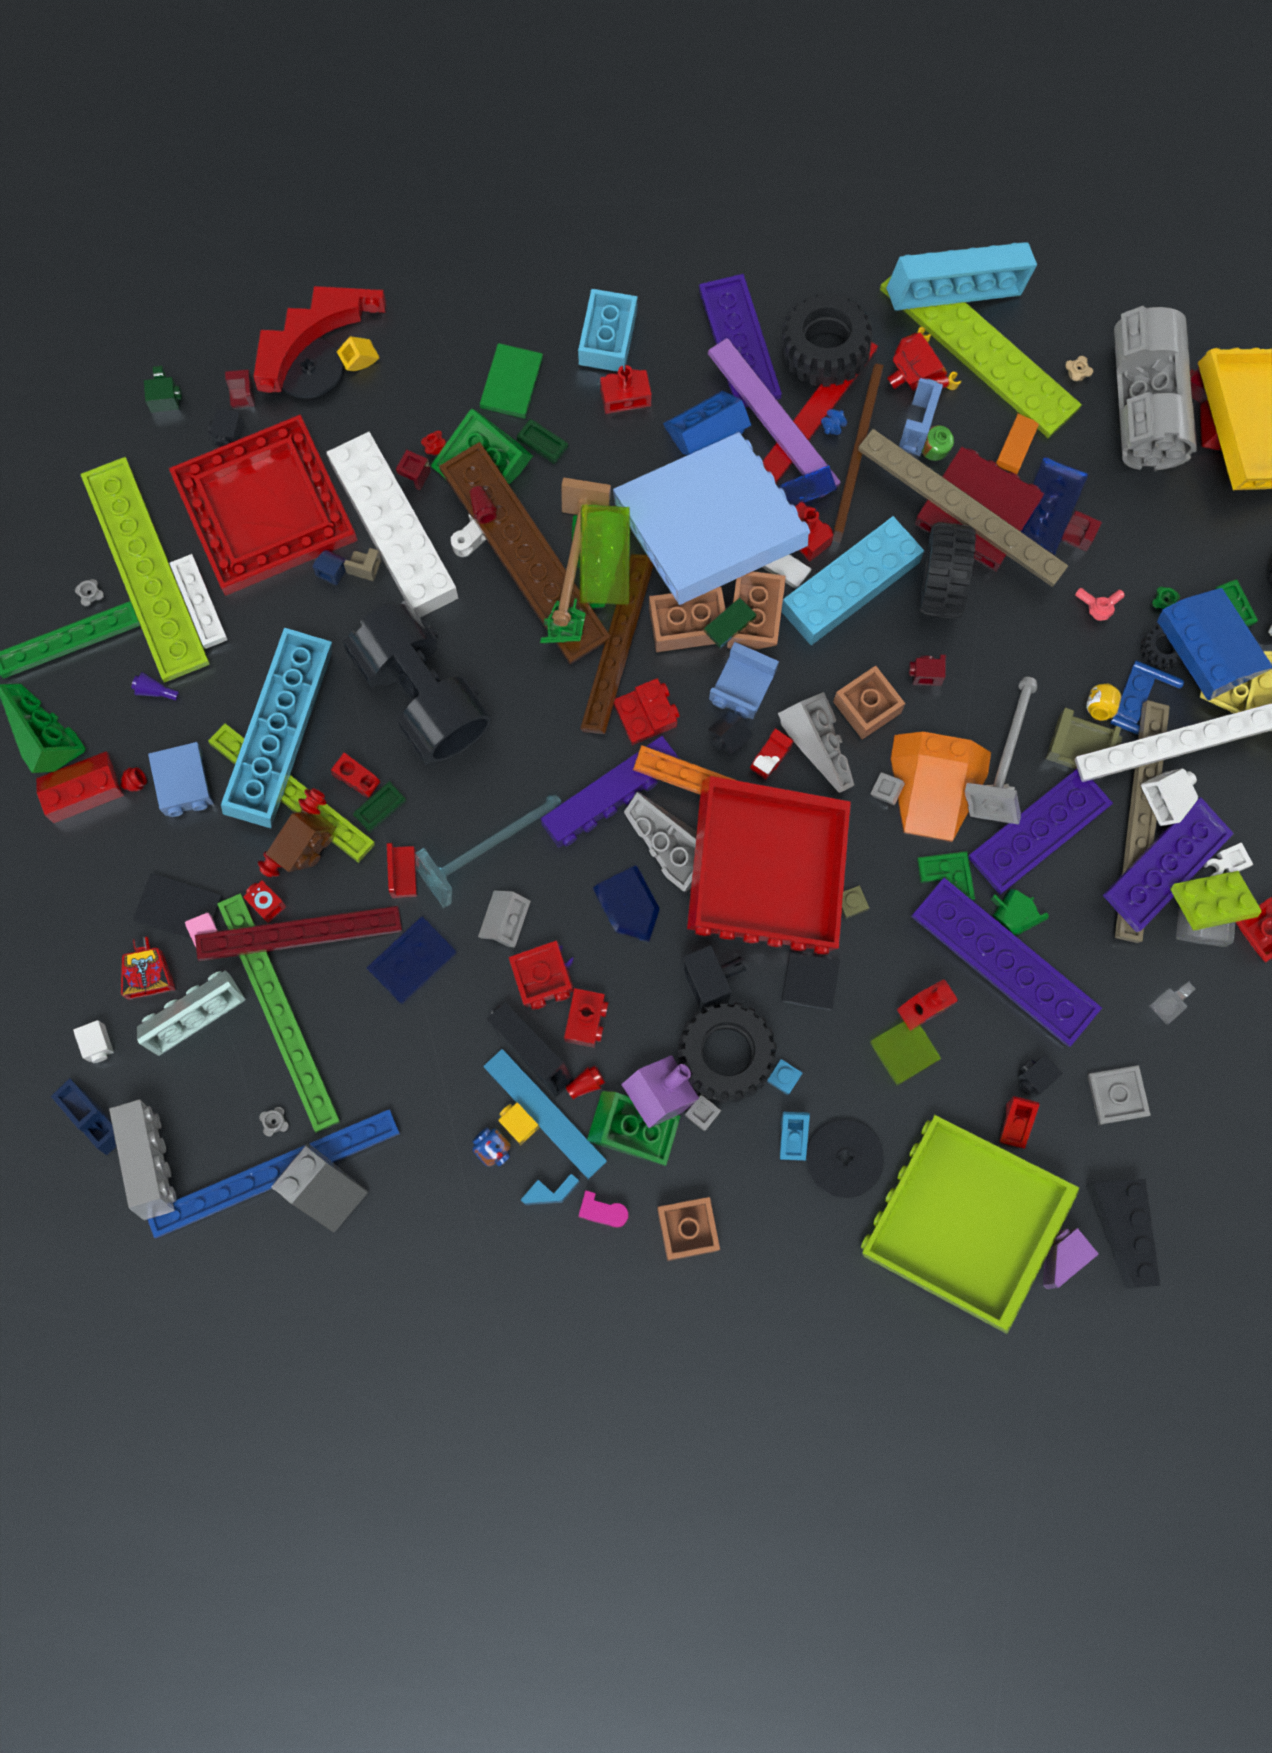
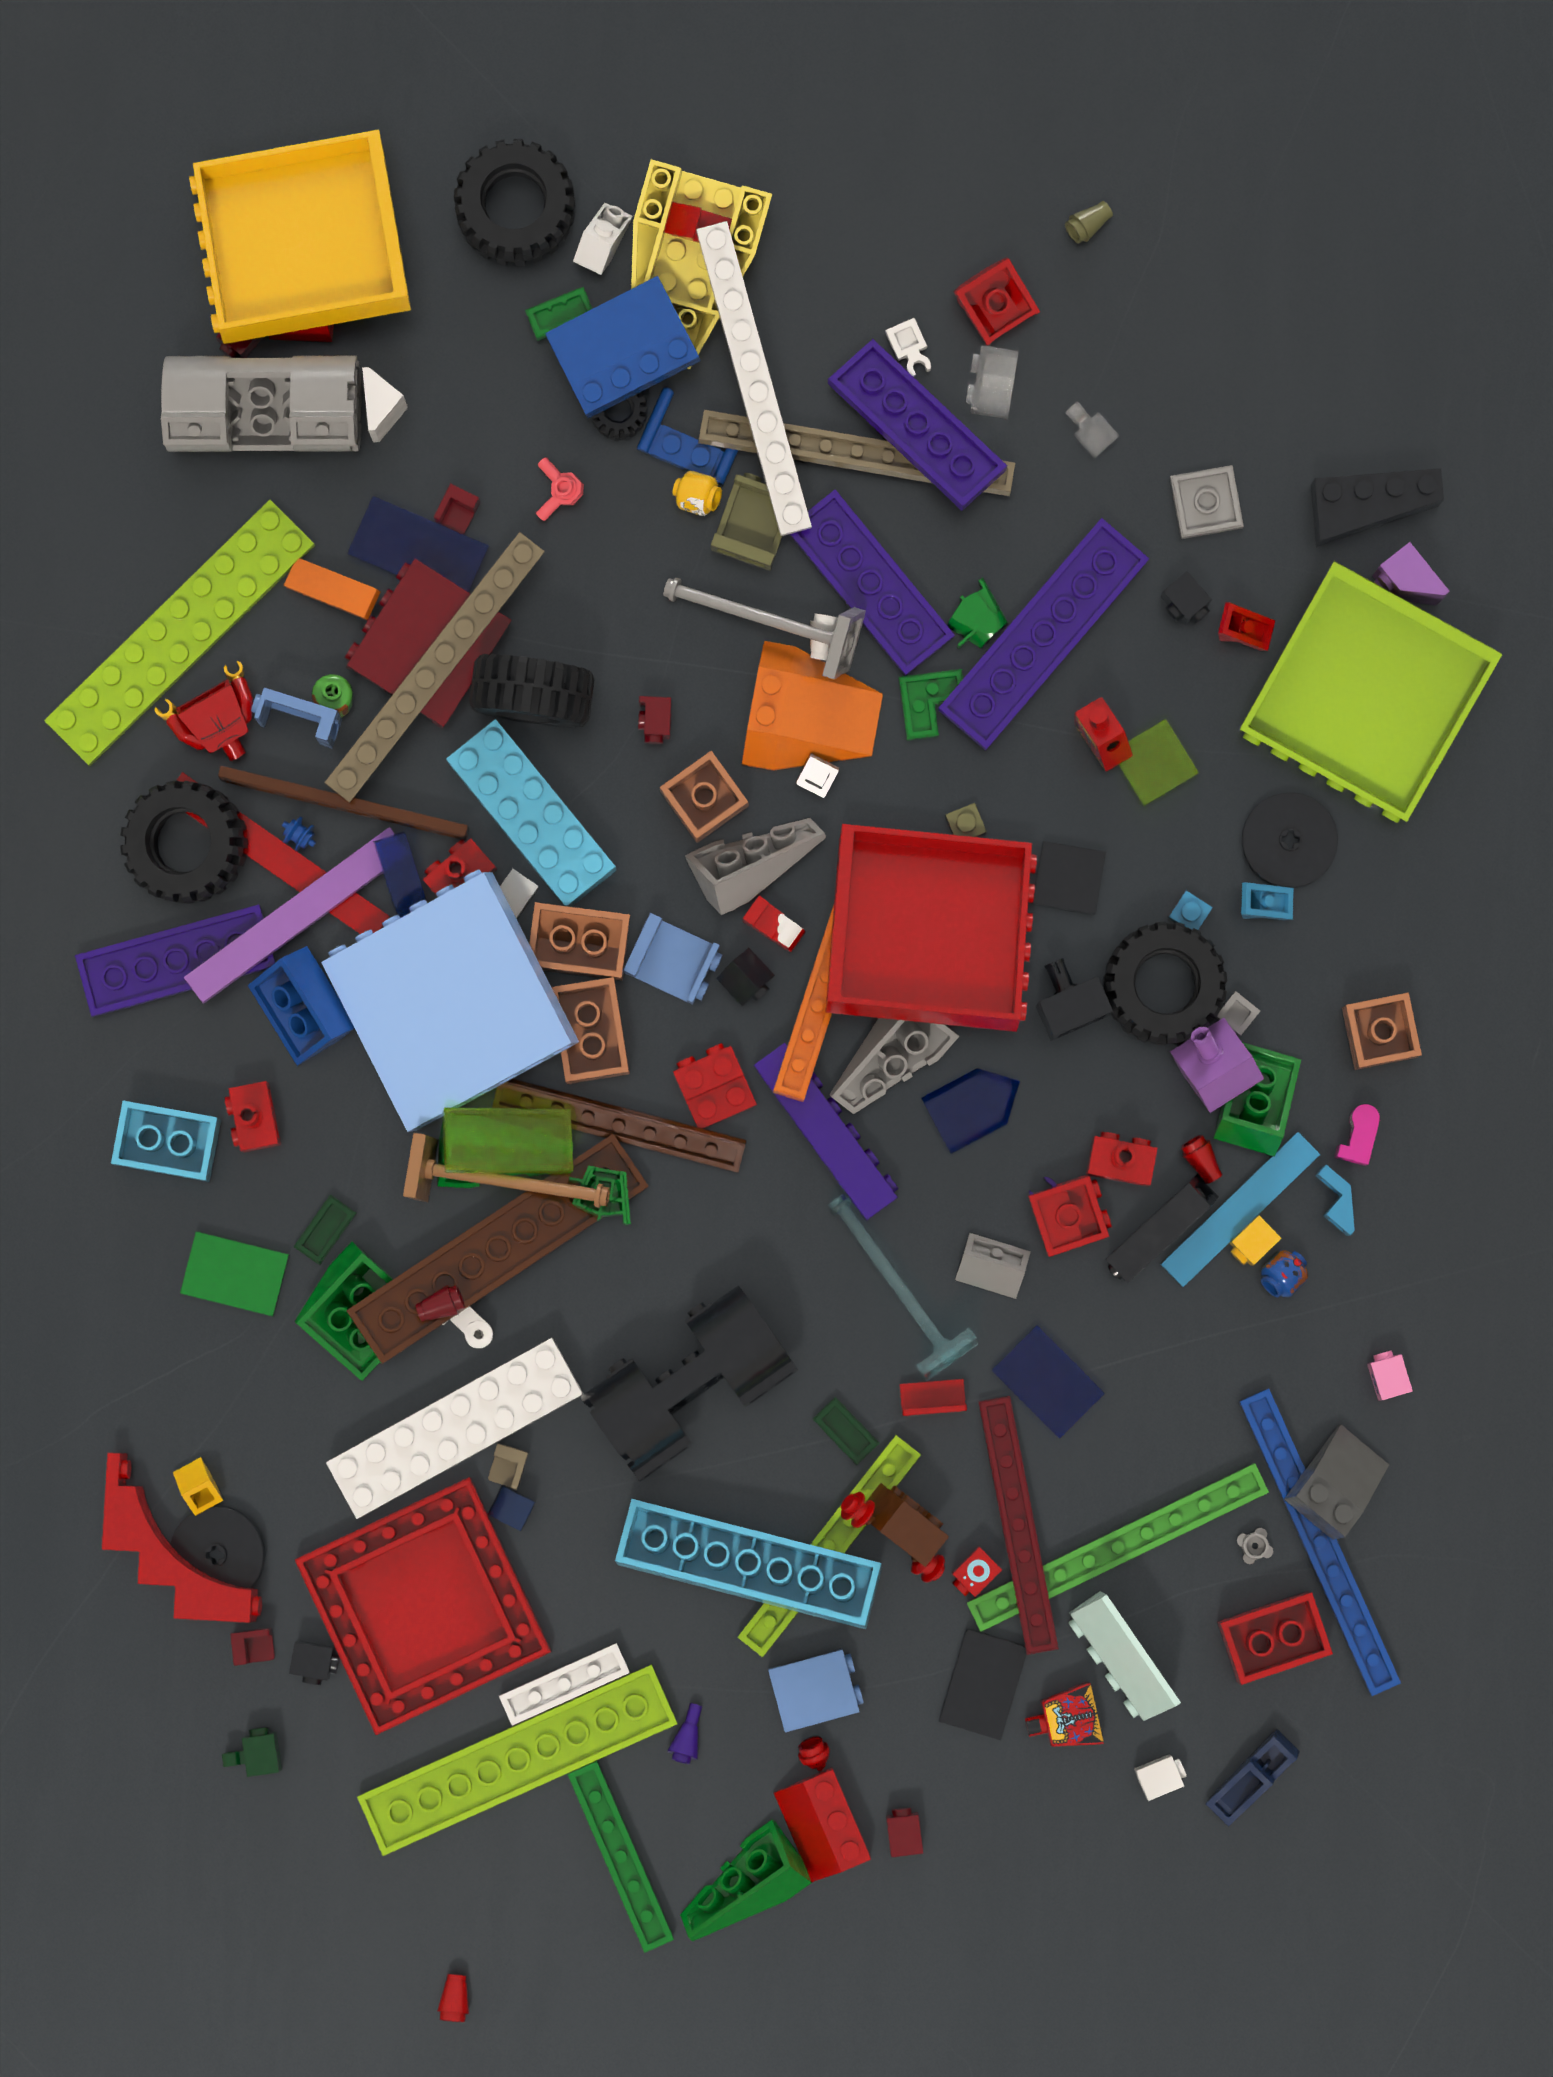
camera: 90 degrees left, 10 degrees up
(65, 845) = (904, 1833): none -> dark red brick
(84, 587) = (542, 1829): light grey plate -> none
(142, 1160) = (1310, 1700): light grey brick -> none
(196, 1133) = (1275, 1637): none -> red brick
(200, 925) = (1014, 1648): bright pink slope -> none
(355, 775) = (807, 1463): red leg -> none
(405, 1232) = (1389, 1375): none -> bright pink brick
(414, 468) = (374, 1402): dark red panel -> none
(433, 443) = (339, 1373): red plate -> none
(730, 623) = (604, 975): dark green tile -> none
(961, 275) = (91, 656): medium azure brick -> none
(1076, 374) = (223, 503): tan plate -> none
(1156, 472) = (383, 404): none -> white slope
(1167, 593) = (548, 394): green plate -> none
(1171, 795) = (826, 415): white torso -> none
(1215, 900) = (966, 370): lime plate -> none

